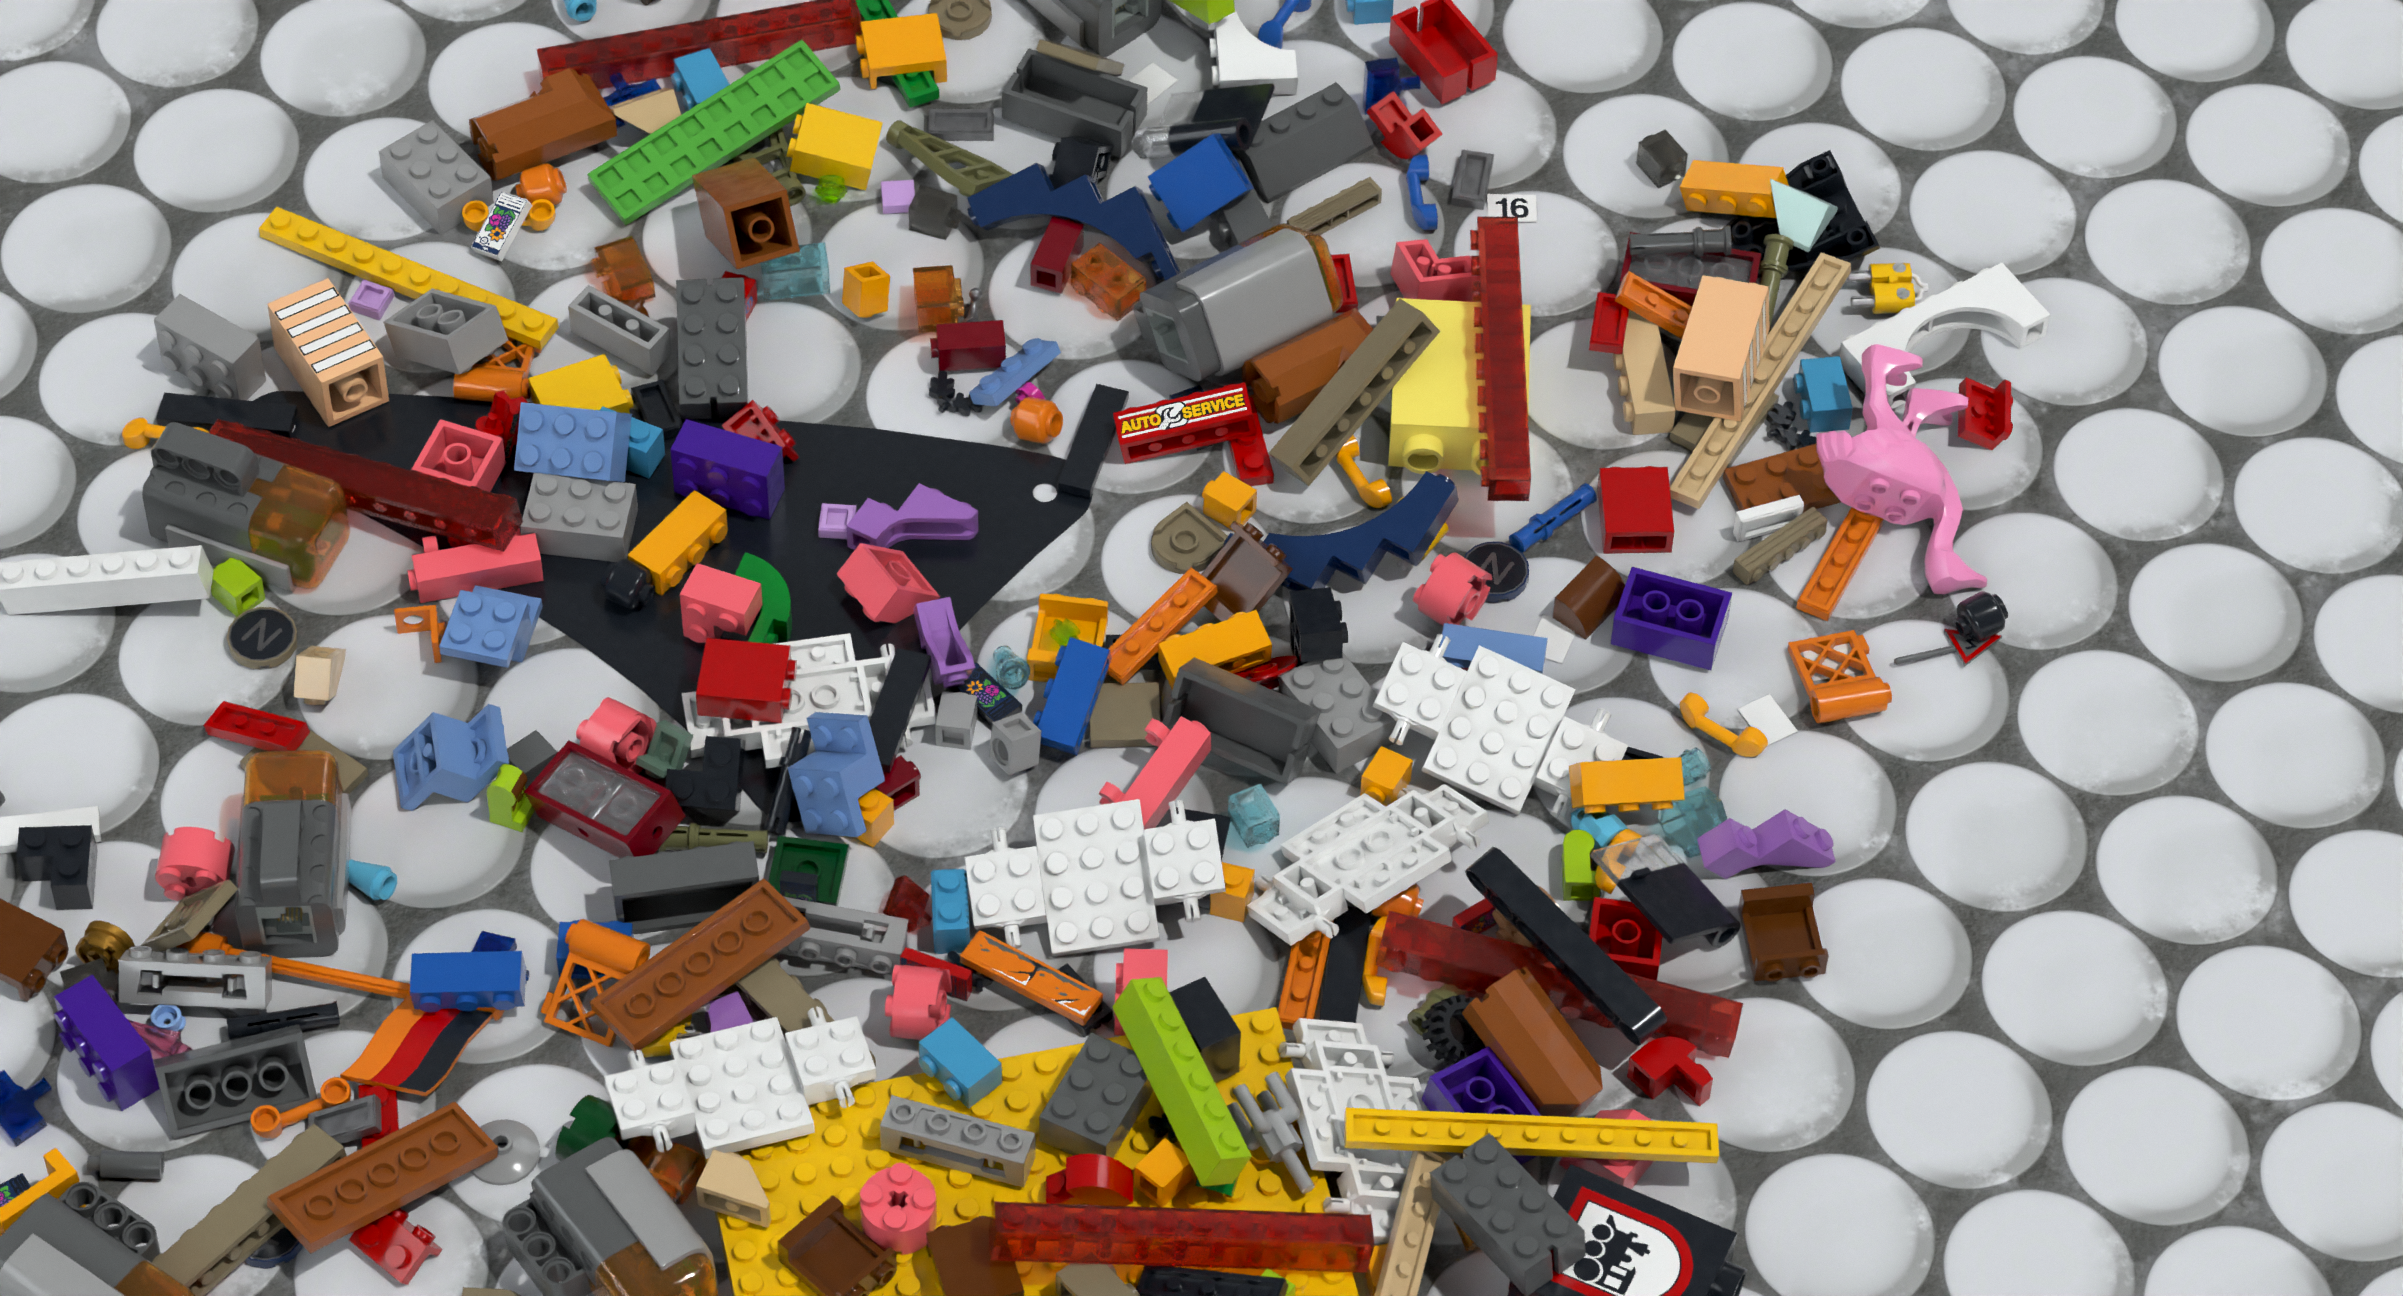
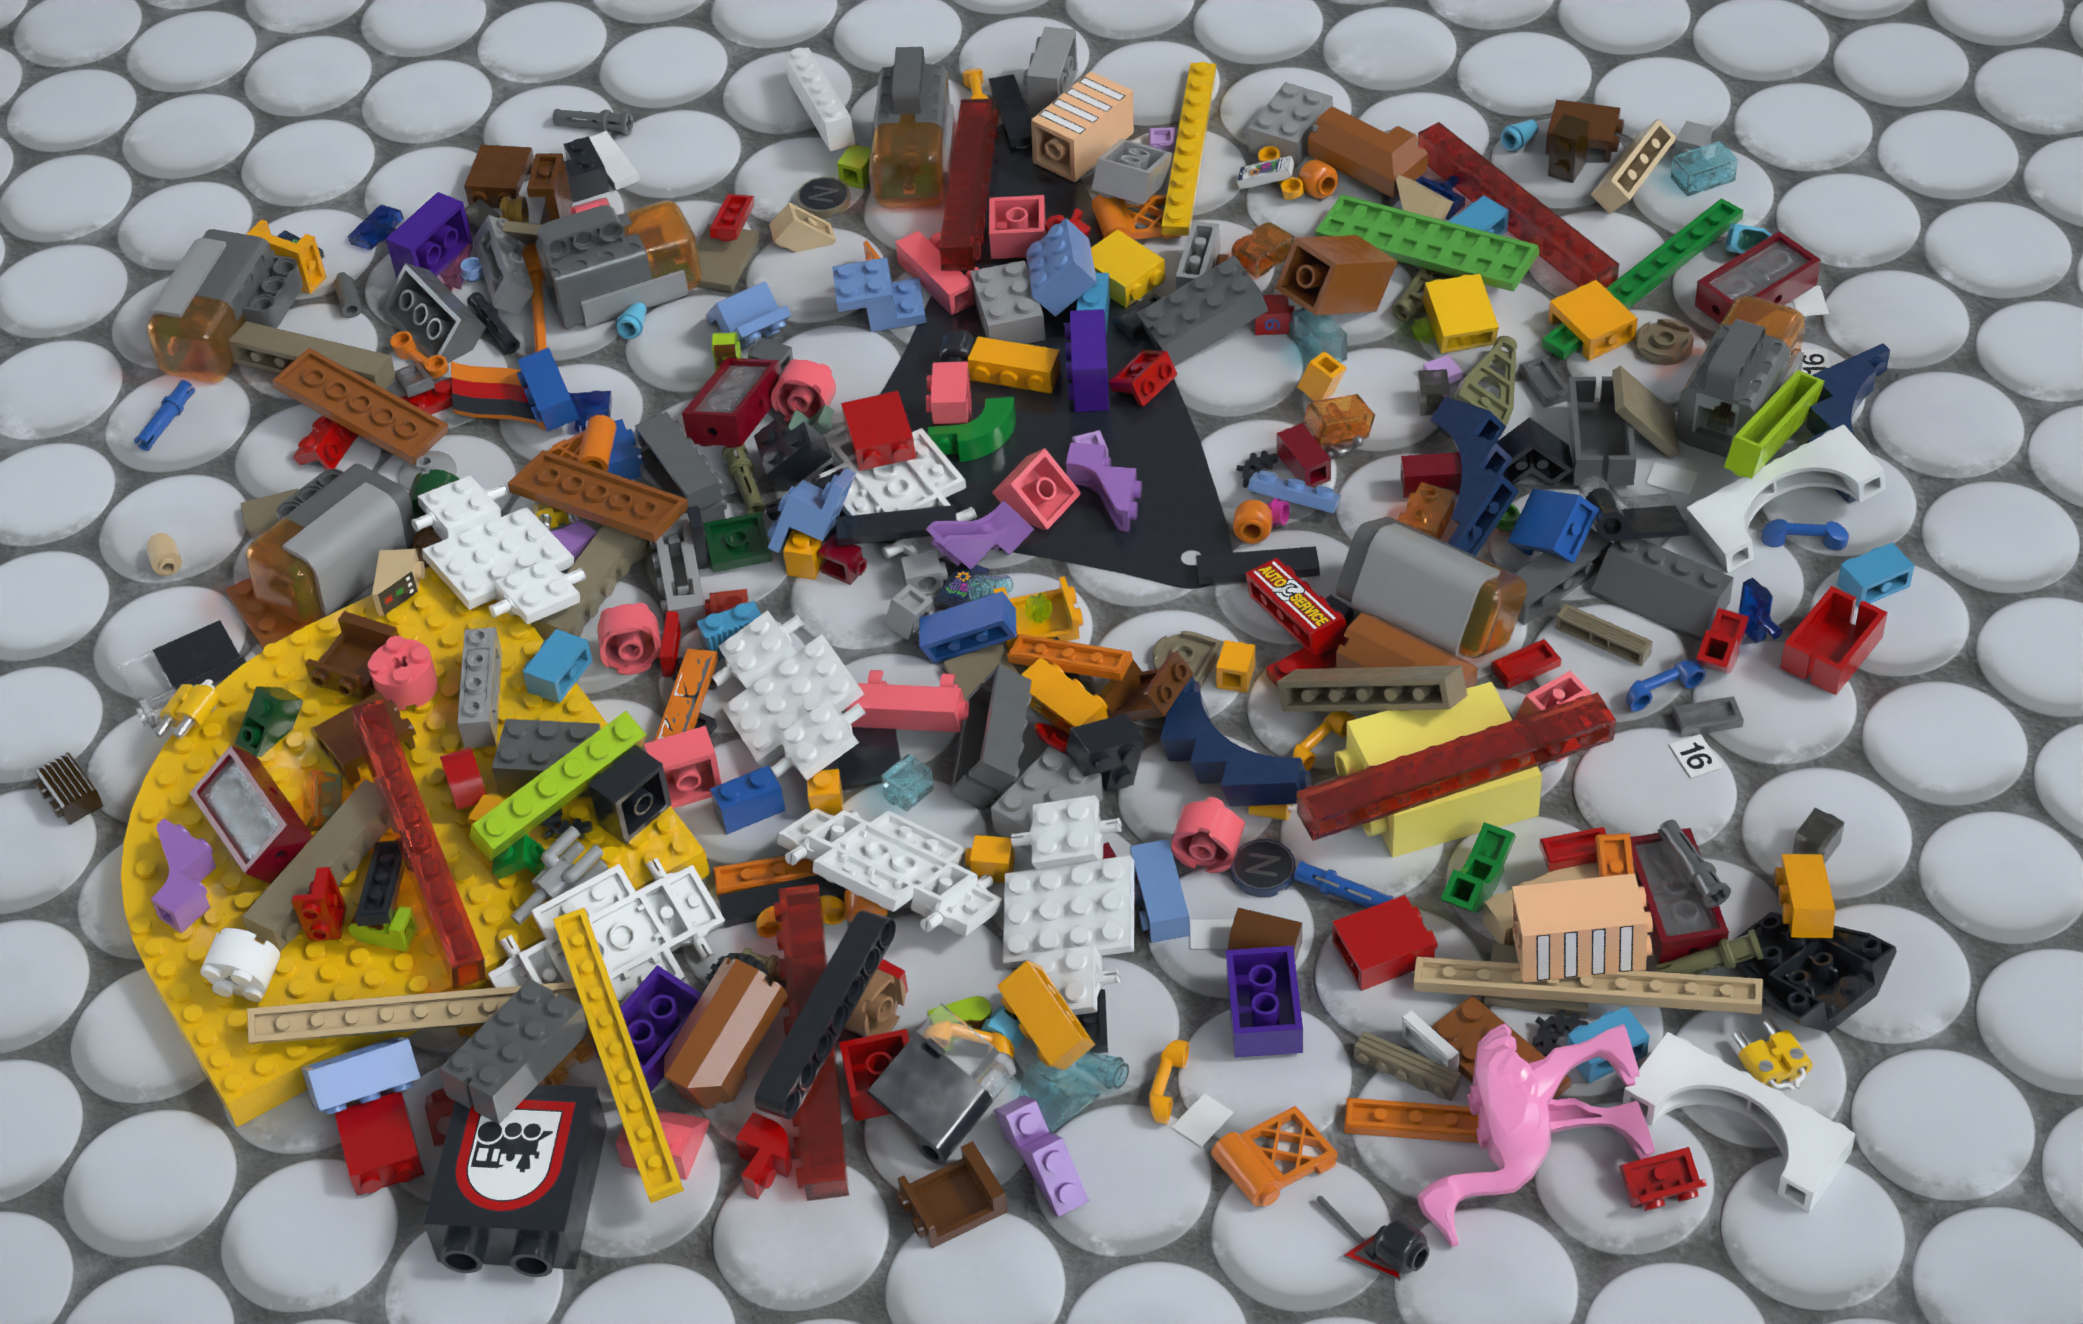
camera: 75 degrees right, 5 degrees down
(123, 890) = (550, 181): none -> reddish brown panel
(1205, 953) = (747, 799): none -> blue brick
(1588, 411) = (1482, 870): none -> green arch
(1800, 214) = (1802, 949): light aqua slope -> none

